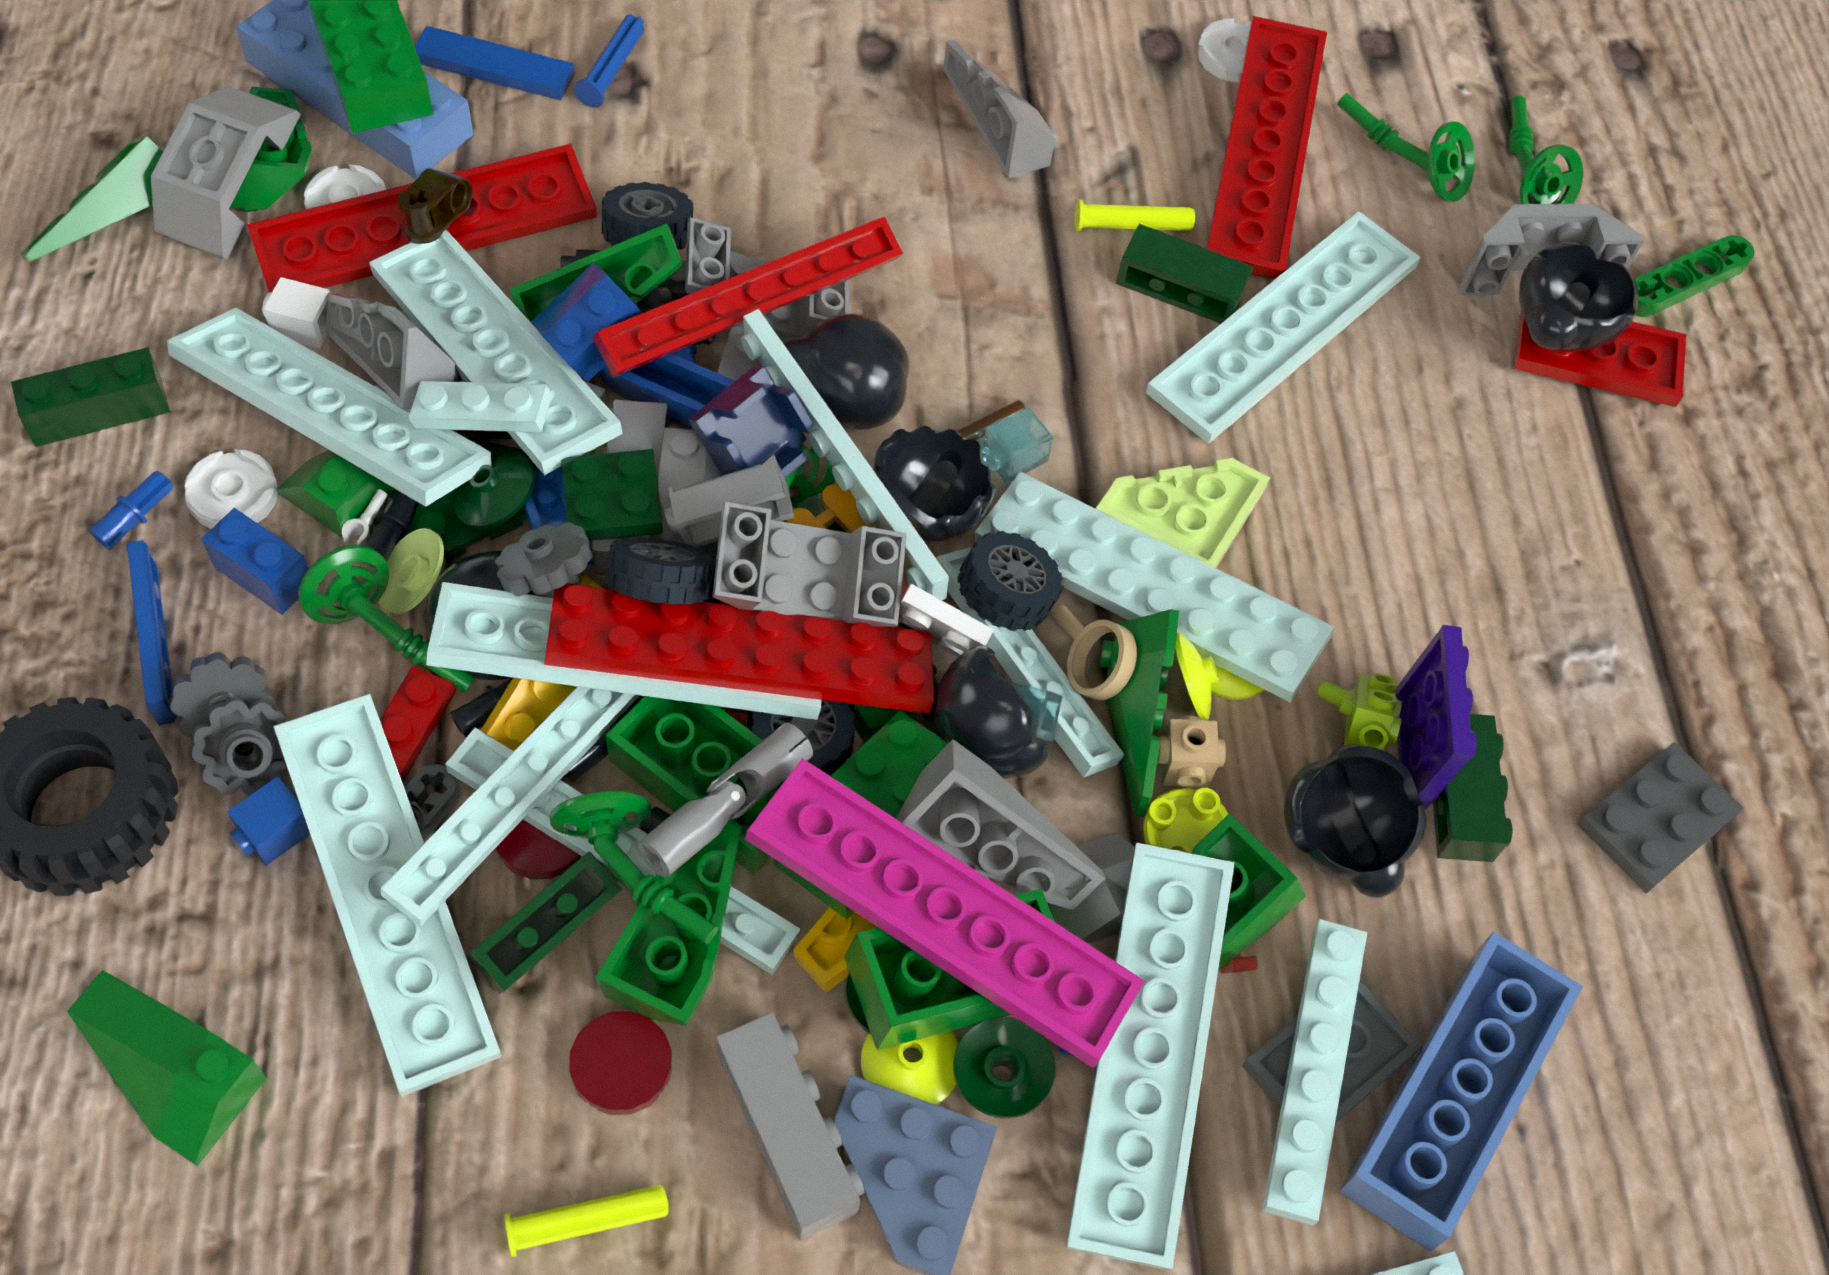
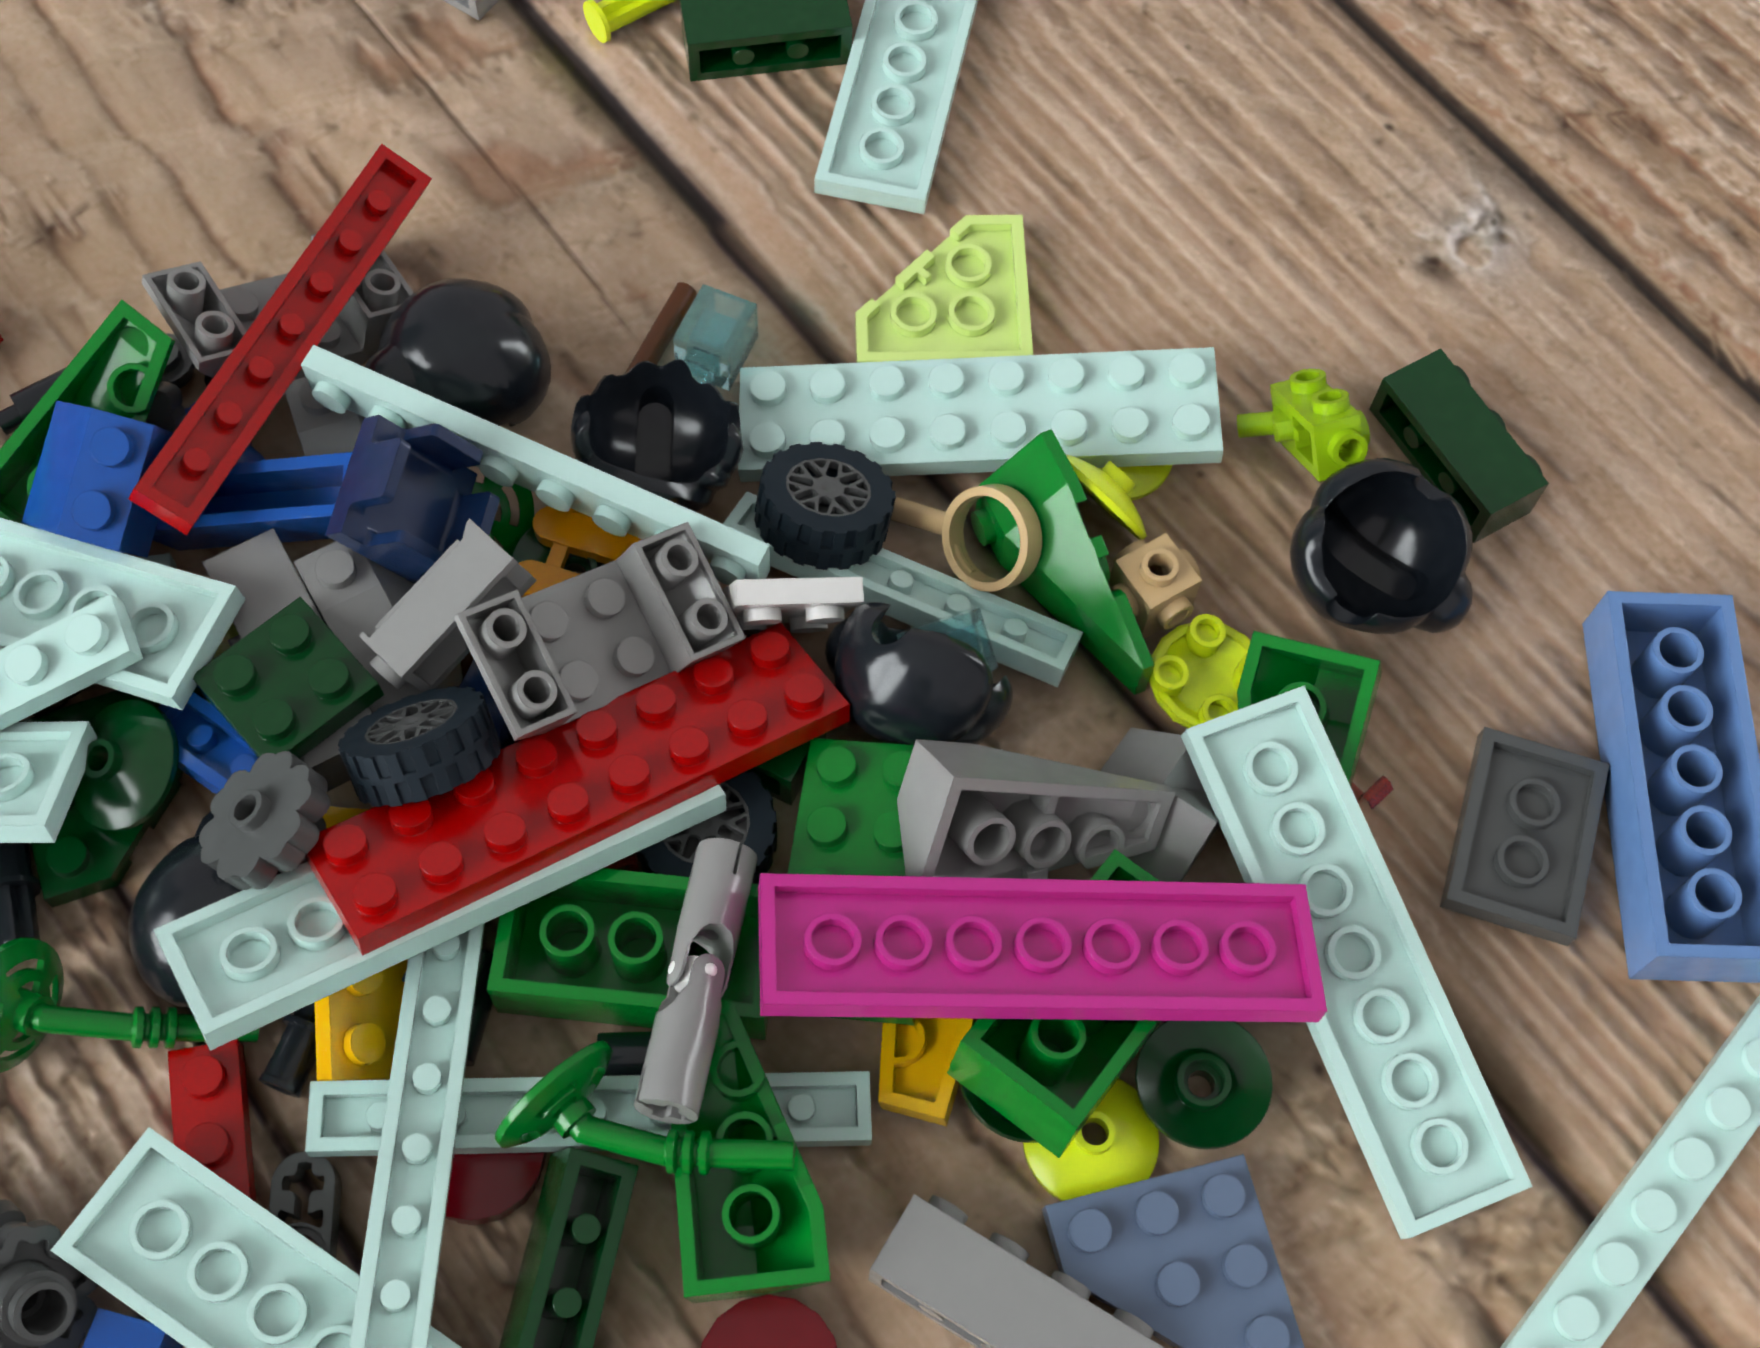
camera: 30 degrees left, 5 degrees up
(412, 570) = (88, 928): yellowish green dish -> none
(642, 207) = (66, 300): black wheel -> none
(1315, 1073) = (1529, 866): light aqua plate -> none
(1435, 715) = (1398, 379): dark purple plate -> none
(1660, 817) = (1658, 360): dark grey plate -> none

